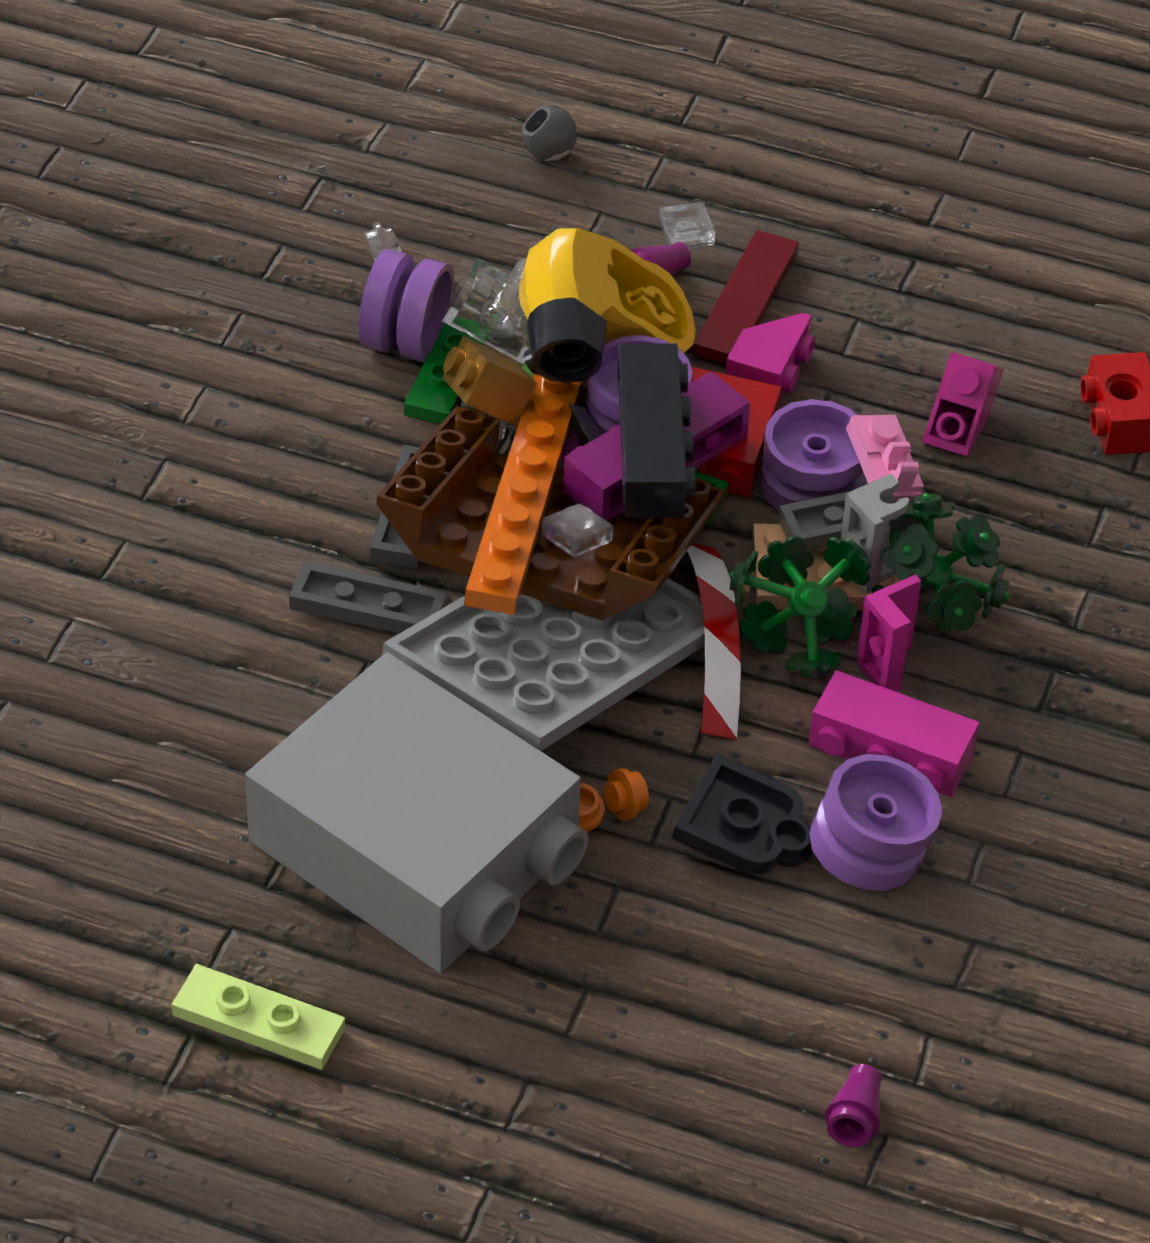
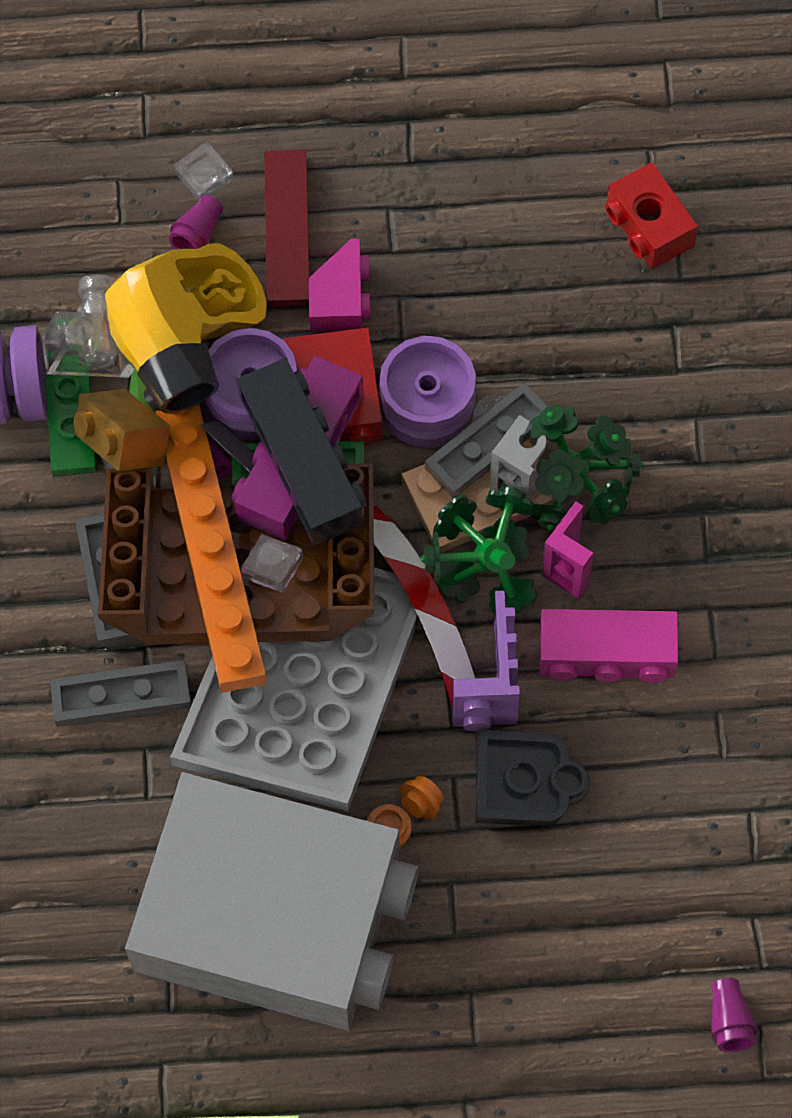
camera: 20 degrees left, 20 degrees up
(549, 133) = (39, 118): dark grey piece -> none
(744, 720) = (492, 700): none -> medium lavender plate
(875, 822) = (636, 746): medium lavender wheel -> none
(885, 451) = (494, 380): bright pink plate -> none
(962, 403) = (519, 273): dark pink slope -> none

